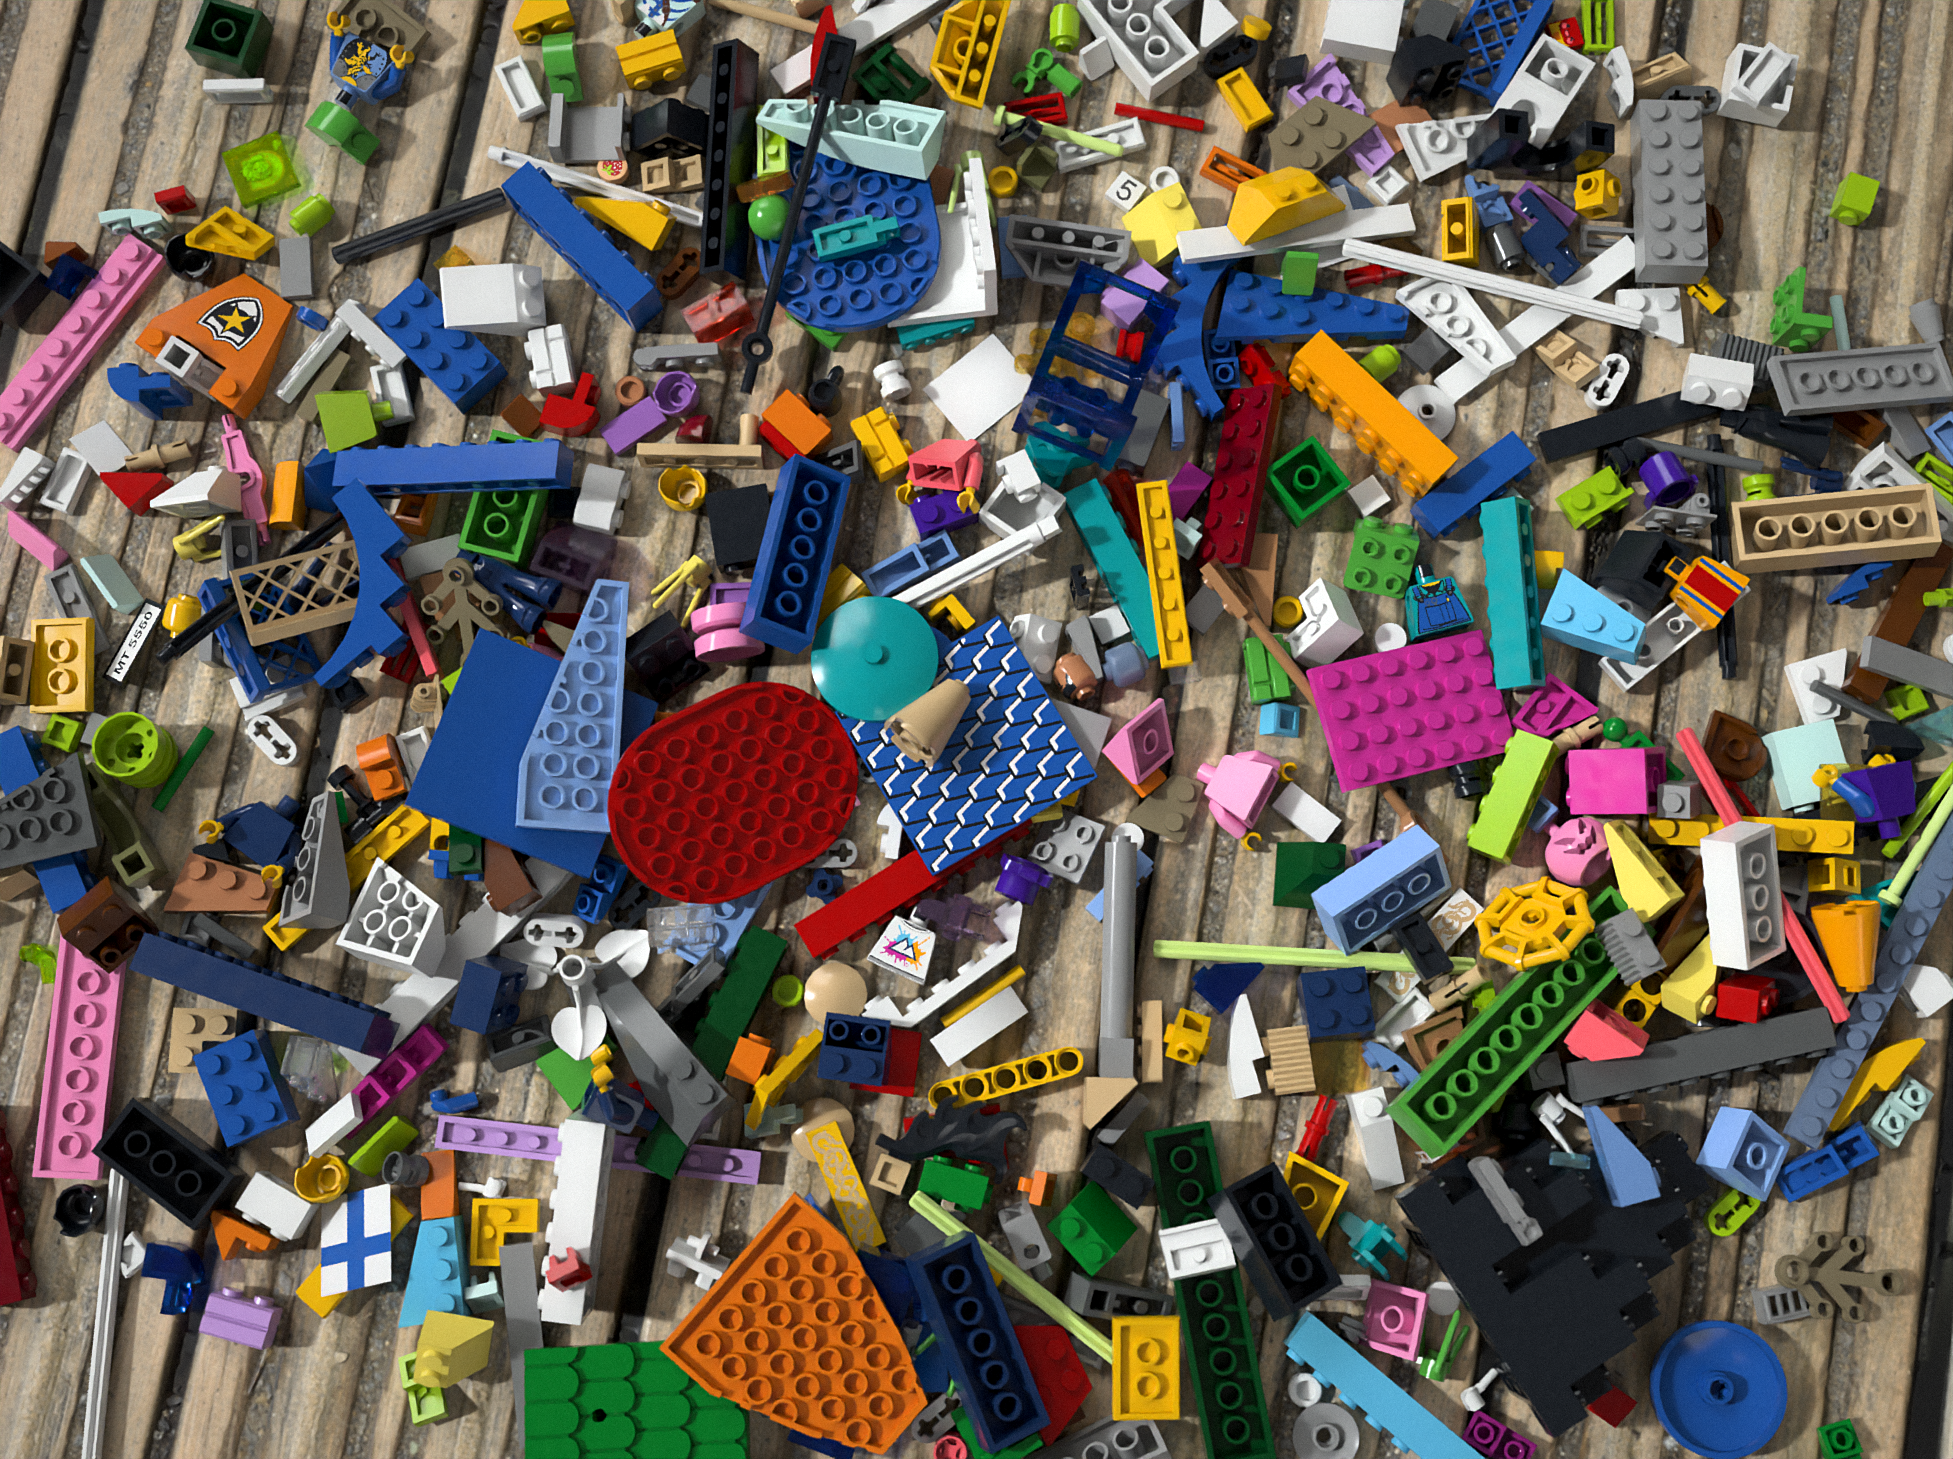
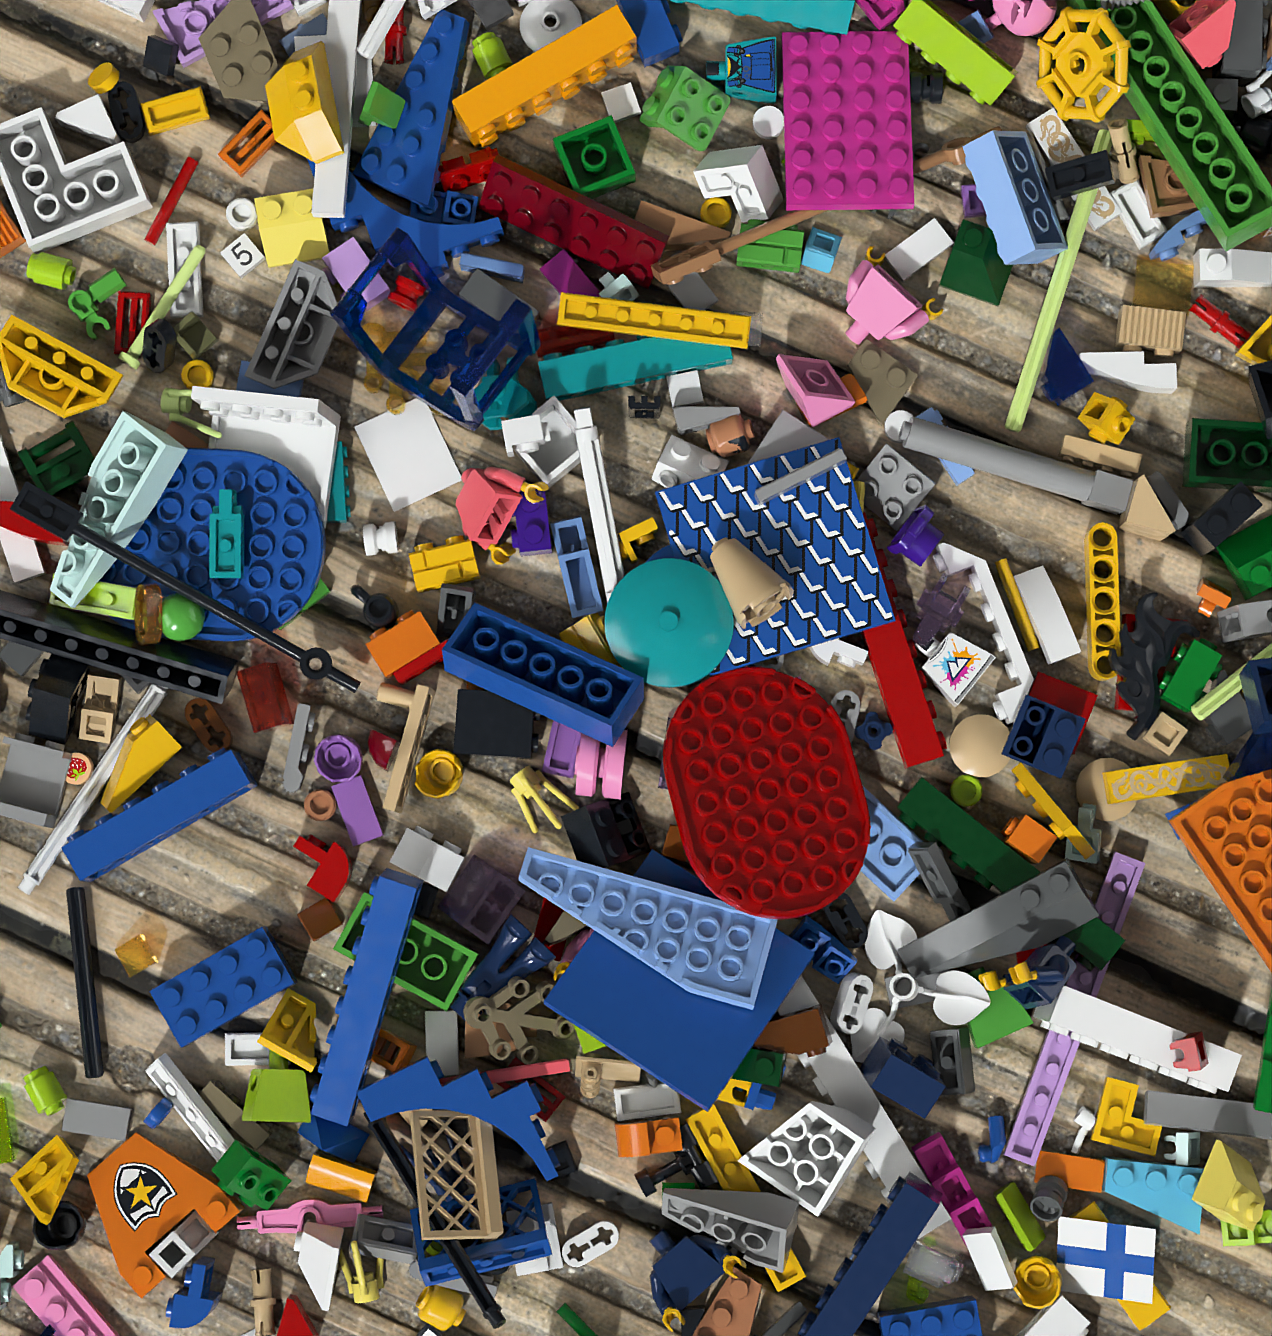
camera: 75 degrees left, 5 degrees up
(268, 411) = (250, 1176): none -> green brick
(371, 335) = (196, 1053): white piece -> none
(412, 415) = (292, 1030): none -> yellow wing
(493, 298) = (193, 918): white slope -> none
(552, 360) = (269, 876): white brick -> none
(681, 927) = (882, 876): clear brick -> none
(699, 1256) = (1198, 934): white hips -> none
(1047, 745) = (800, 476): none -> light grey tile
(1096, 58) = (93, 247): white slope -> none
(1125, 664) = (730, 383): sand blue head -> none
(1335, 1004) = (1110, 271): dark blue brick -> none

